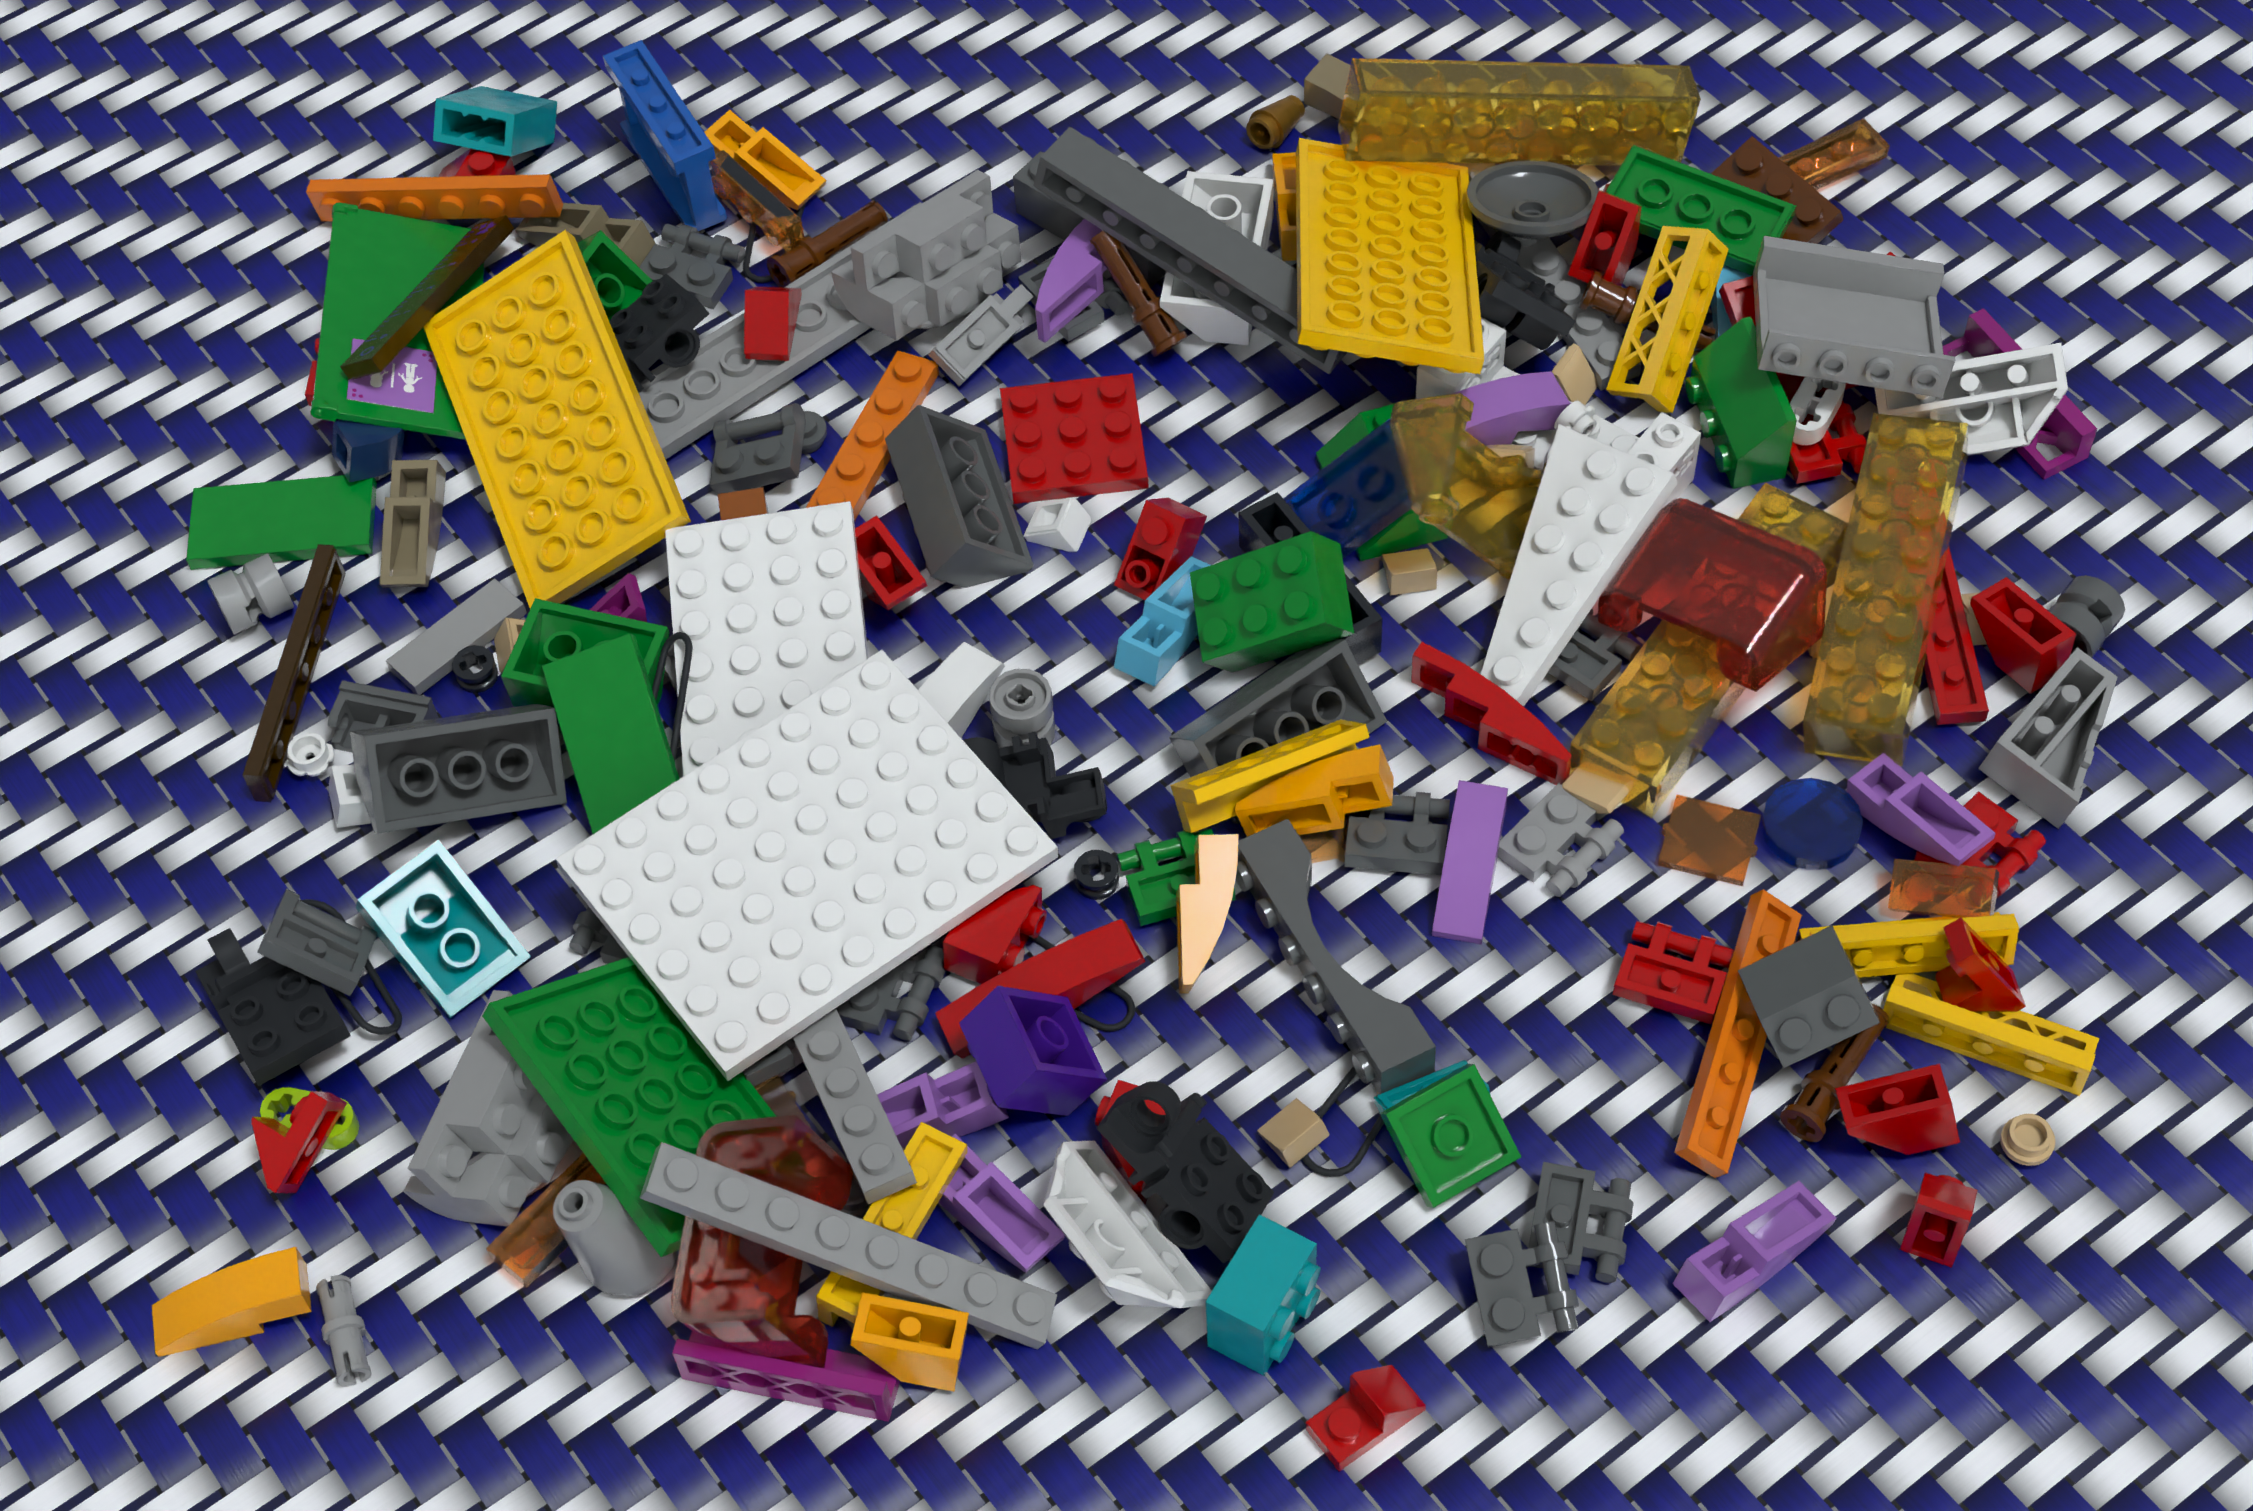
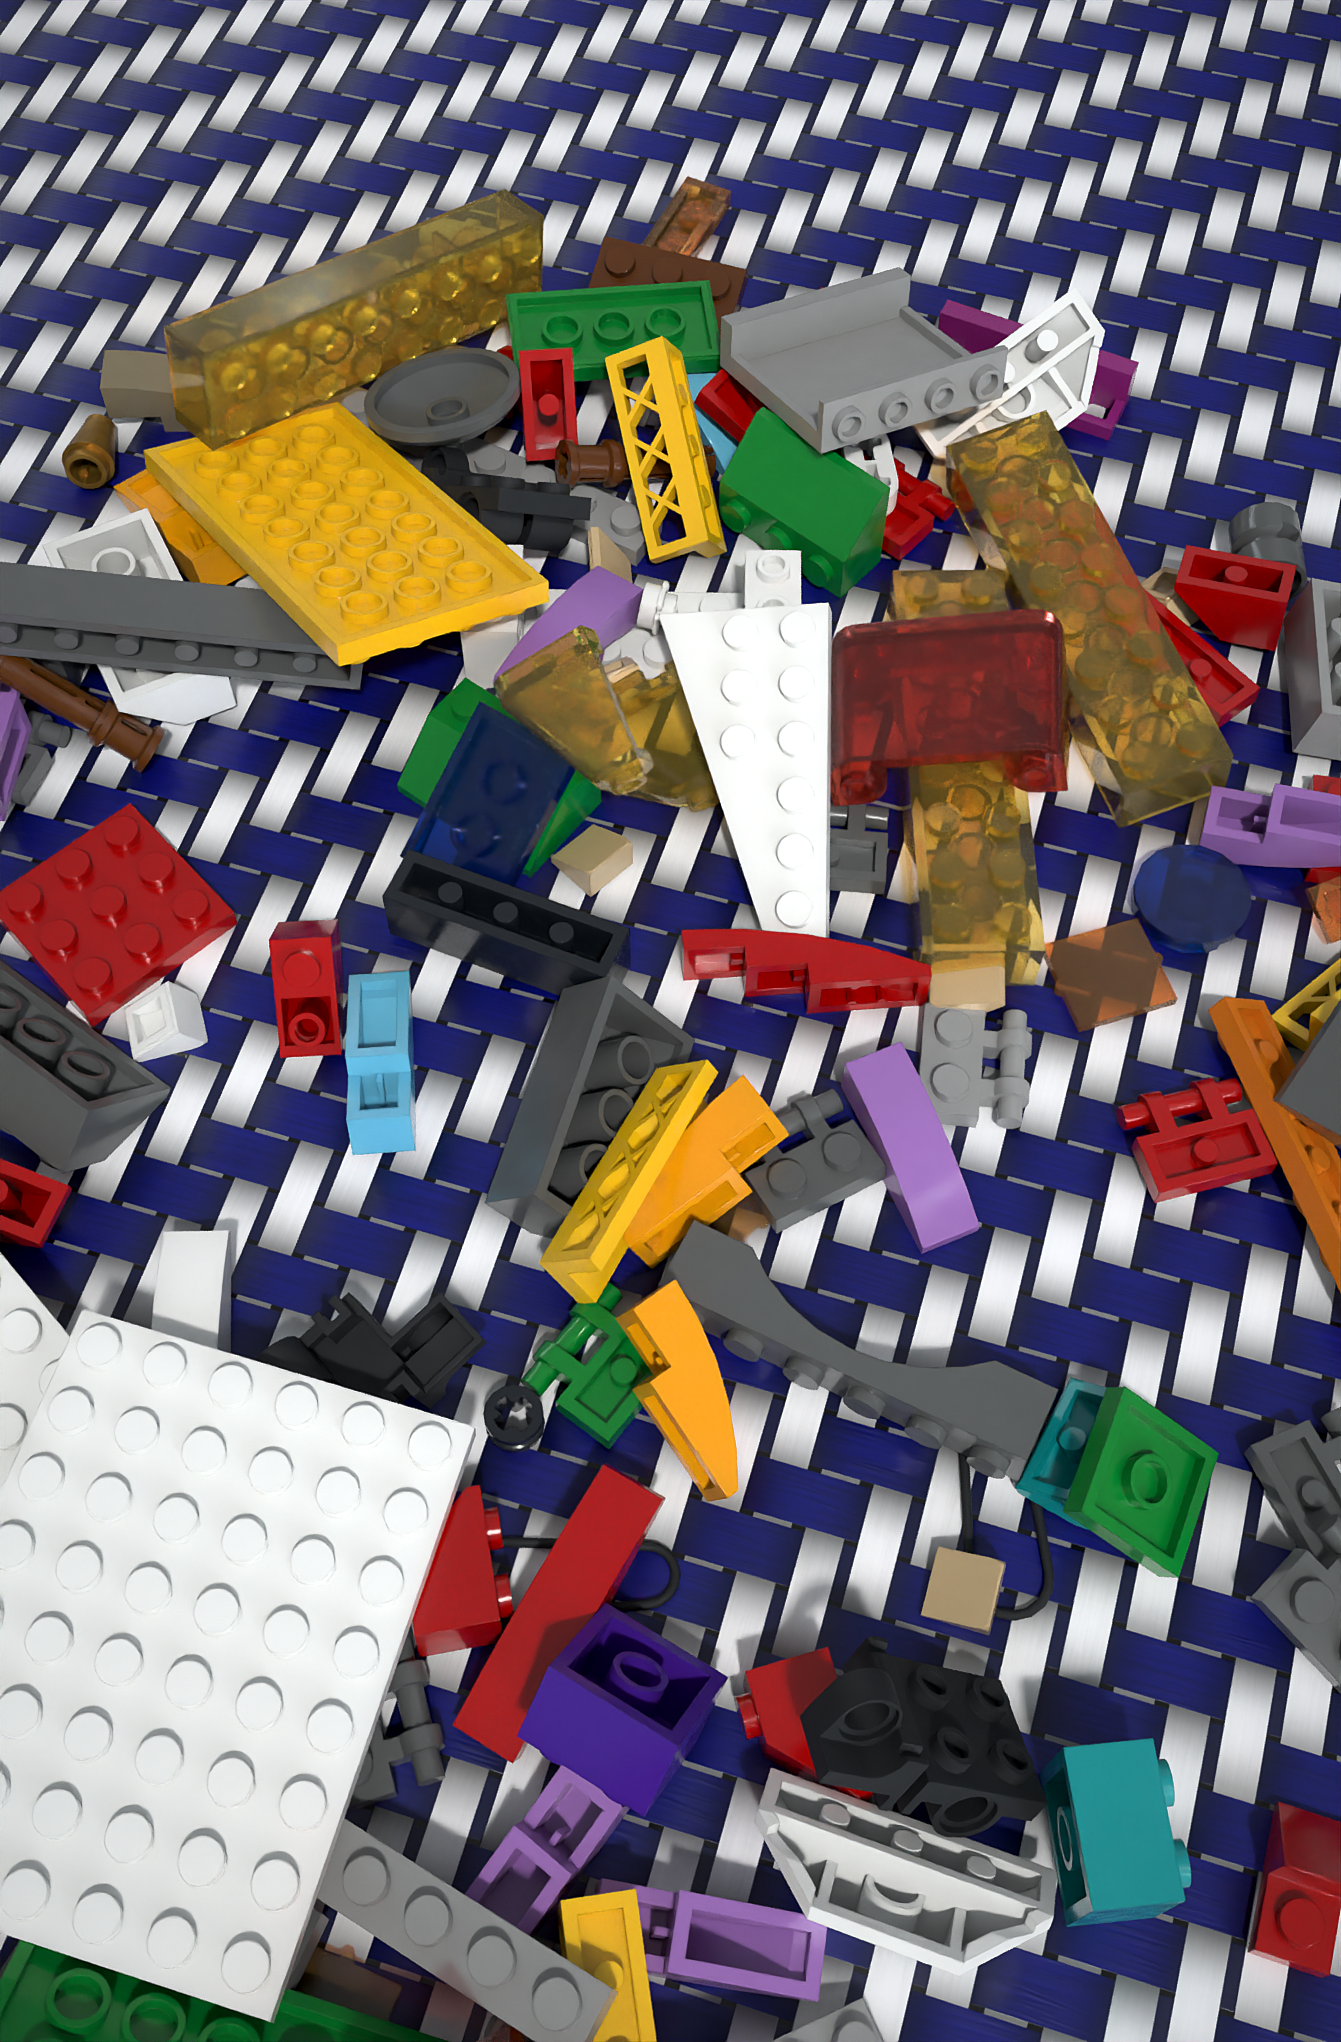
camera: 40 degrees left, 5 degrees up
(1021, 705) = (291, 1274): light grey wheel -> none
(1271, 602) = (498, 979): green brick -> none

